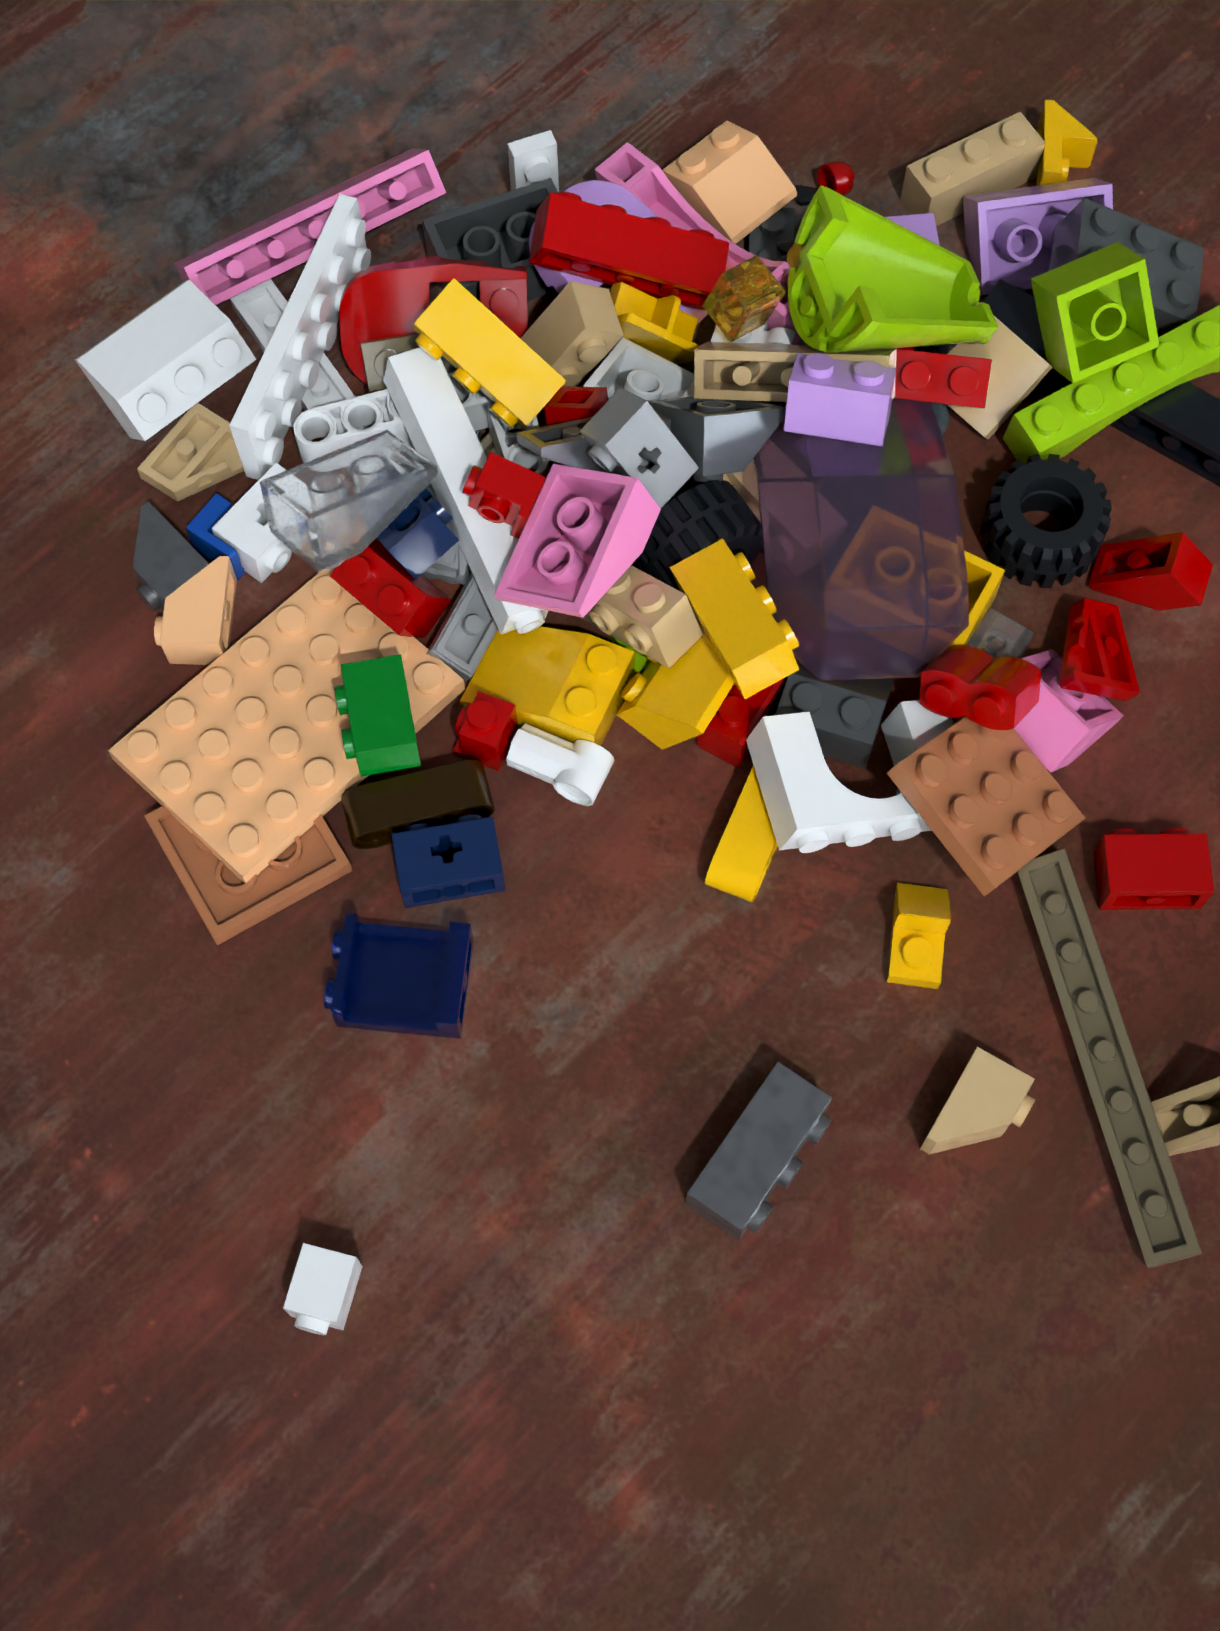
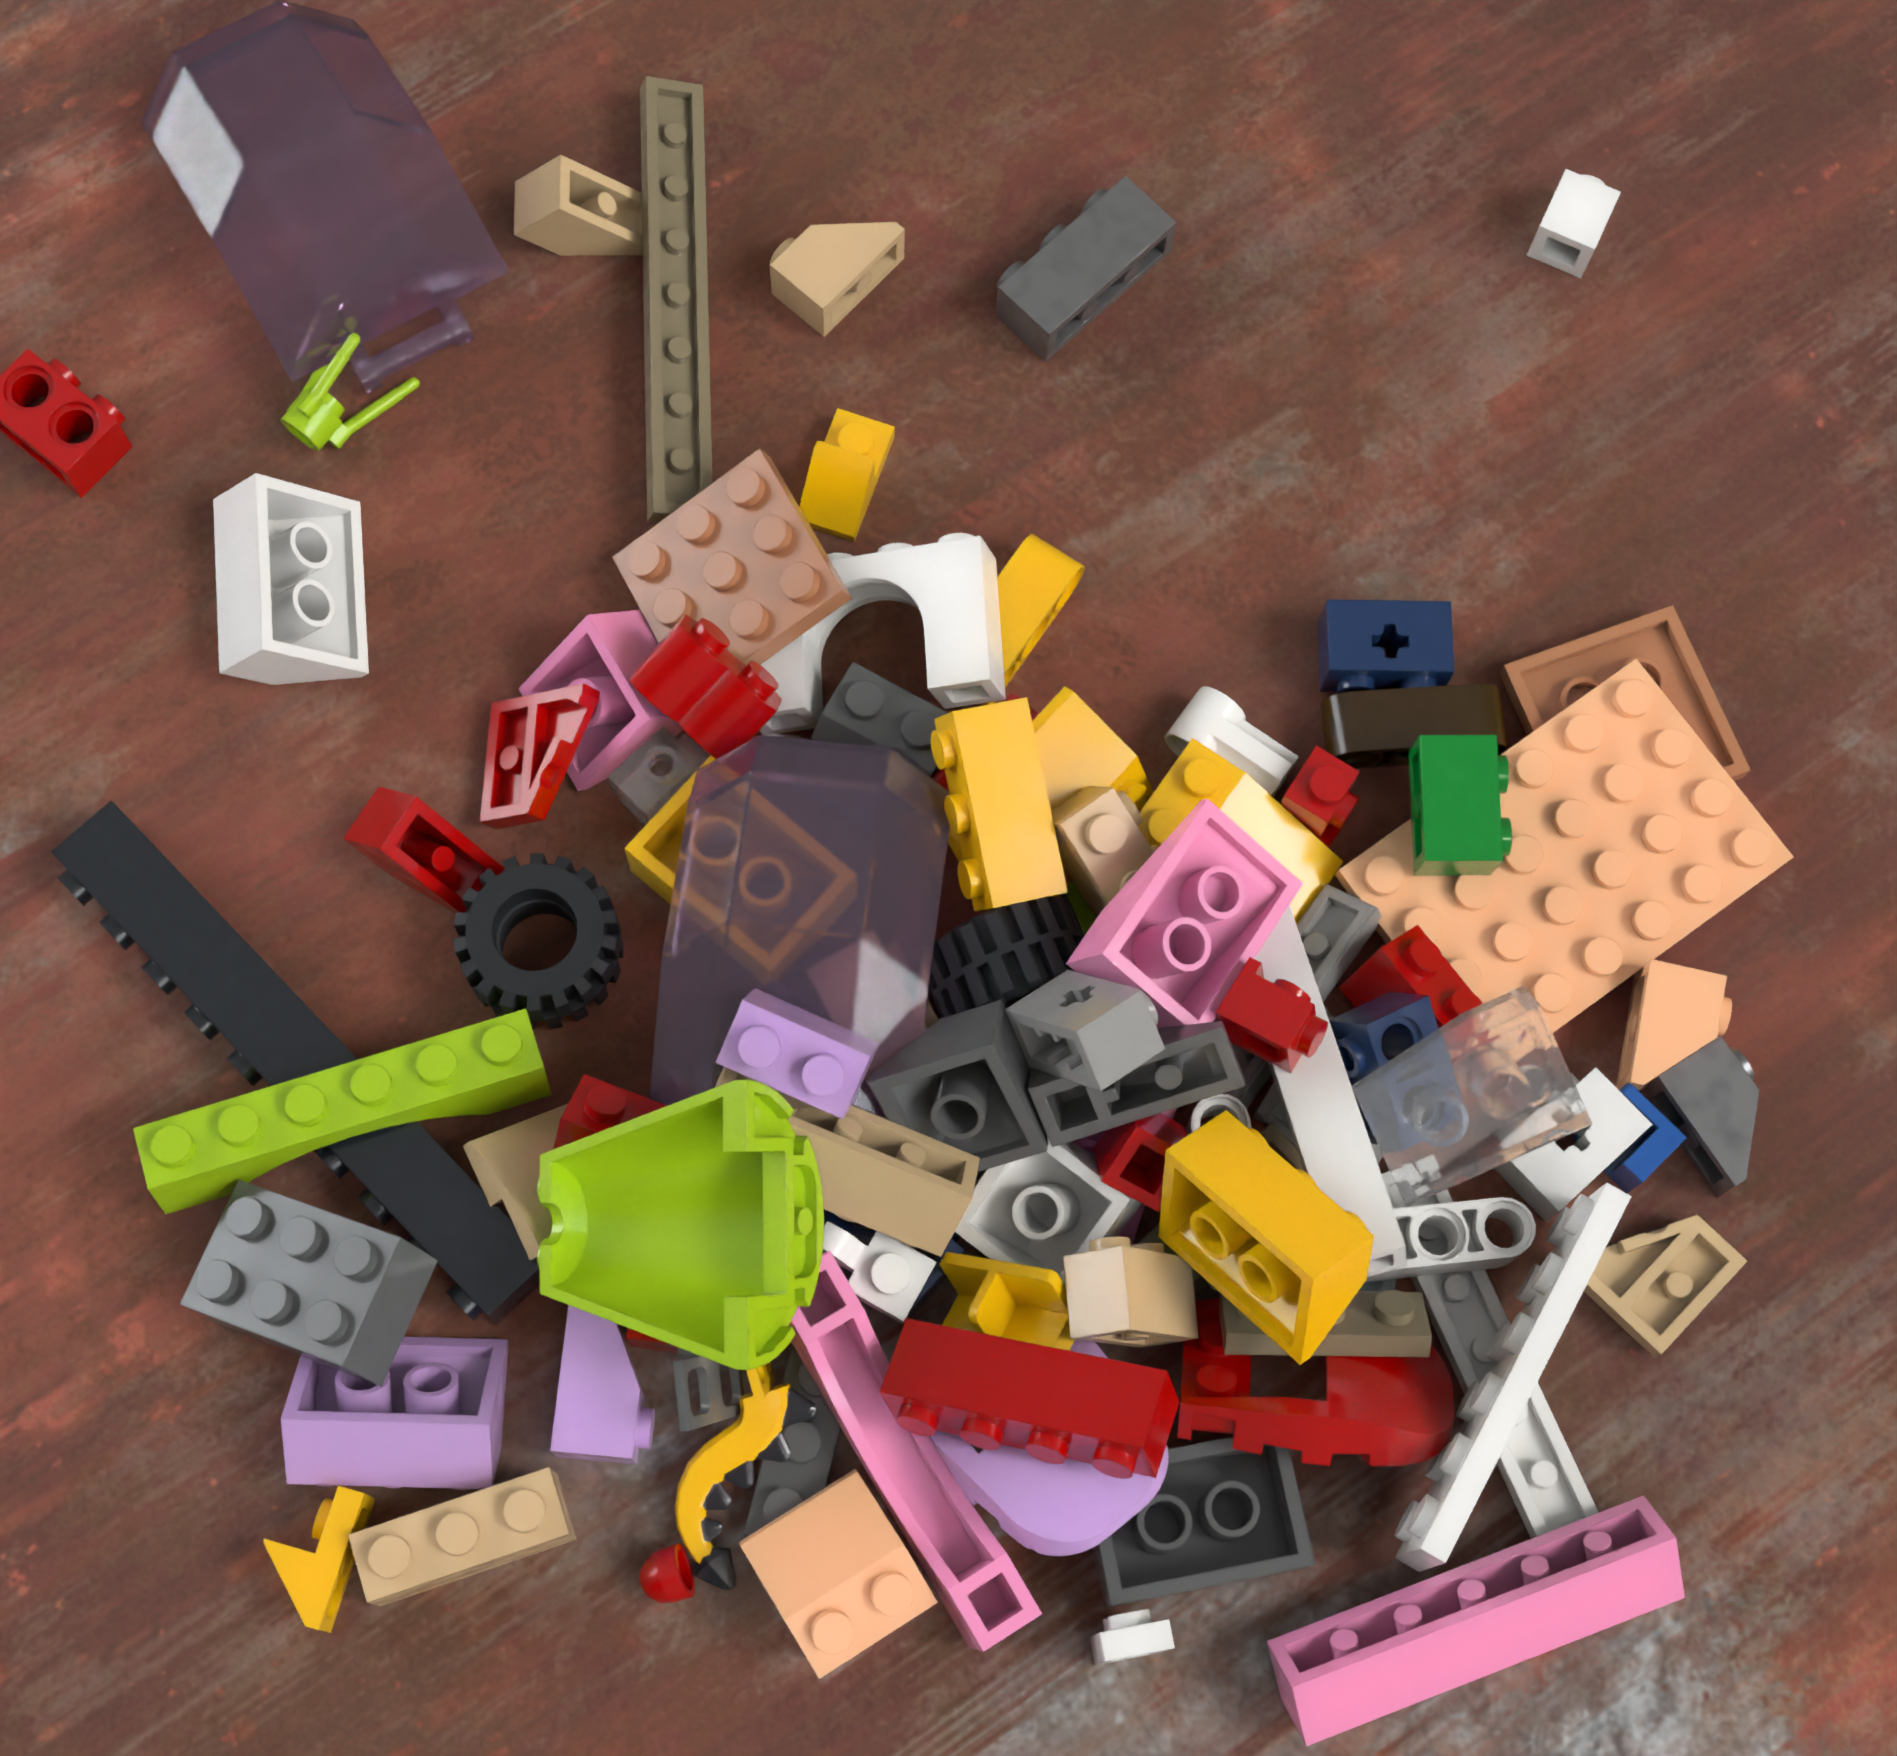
camera: 175 degrees left, 5 degrees up
(165, 360) = (1703, 1406): white slope -> none
(400, 978) = (1455, 532): clear blue panel -> none
(743, 298) = (882, 1277): clear yellow brick -> none
(1095, 312) = (393, 1166): lime brick -> none
(1153, 870) = (553, 481): red brick -> none

